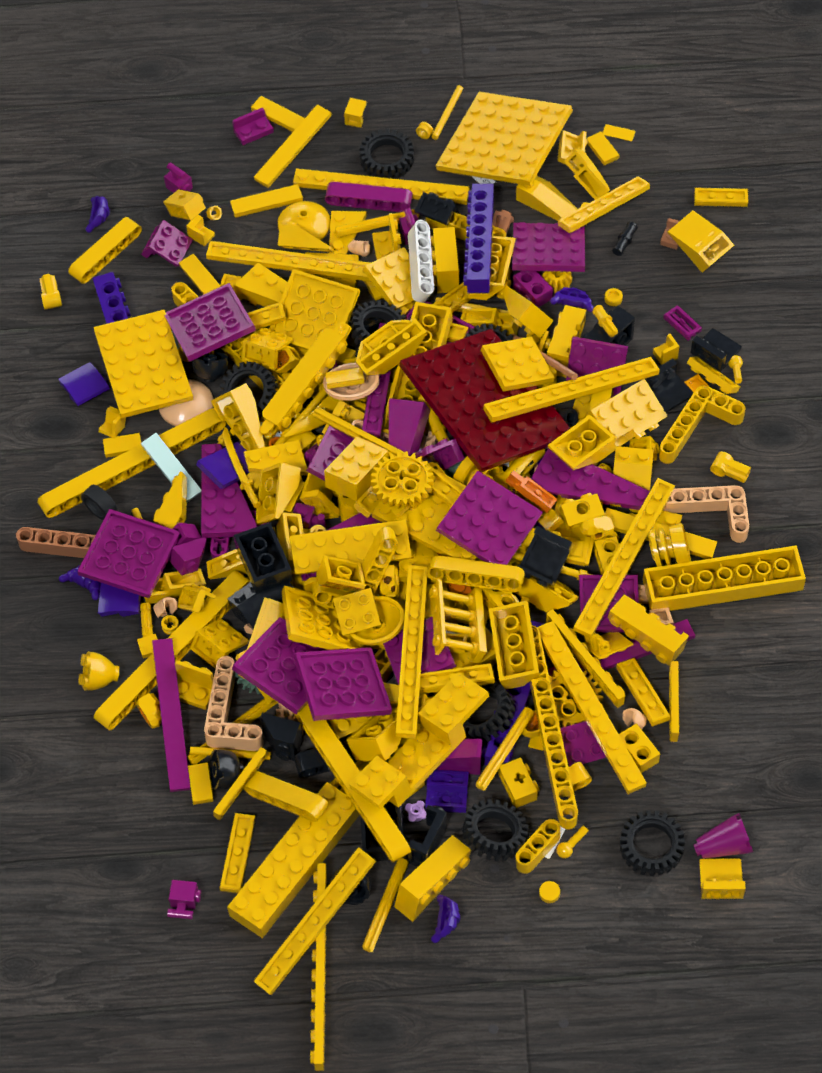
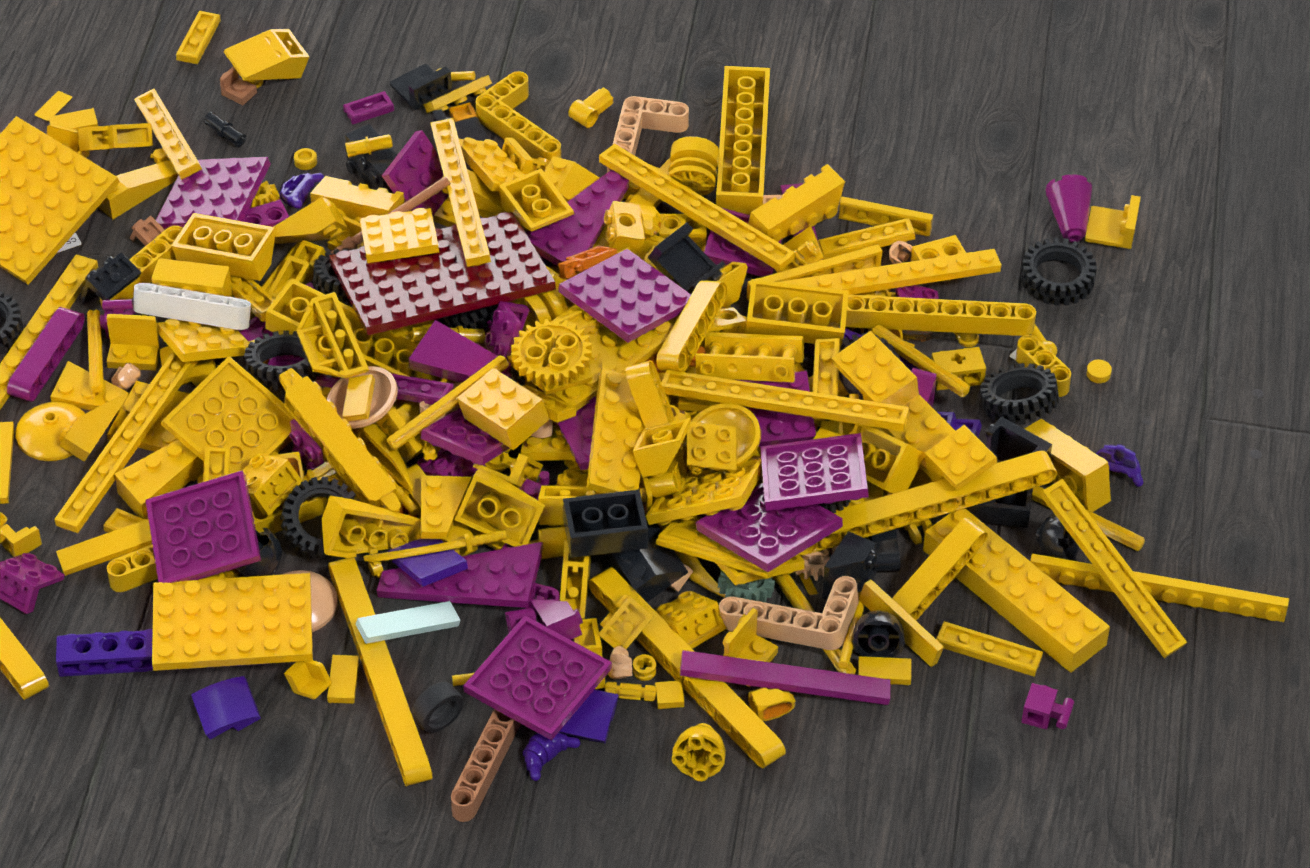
camera: 80 degrees left, 10 degrees down
(50, 294) = (59, 724): yellow piece -> none
(174, 504) = (474, 628): yellow slope -> none
(480, 238) = (186, 237): dark purple brick -> none
(667, 350) = (405, 123): yellow panel -> none

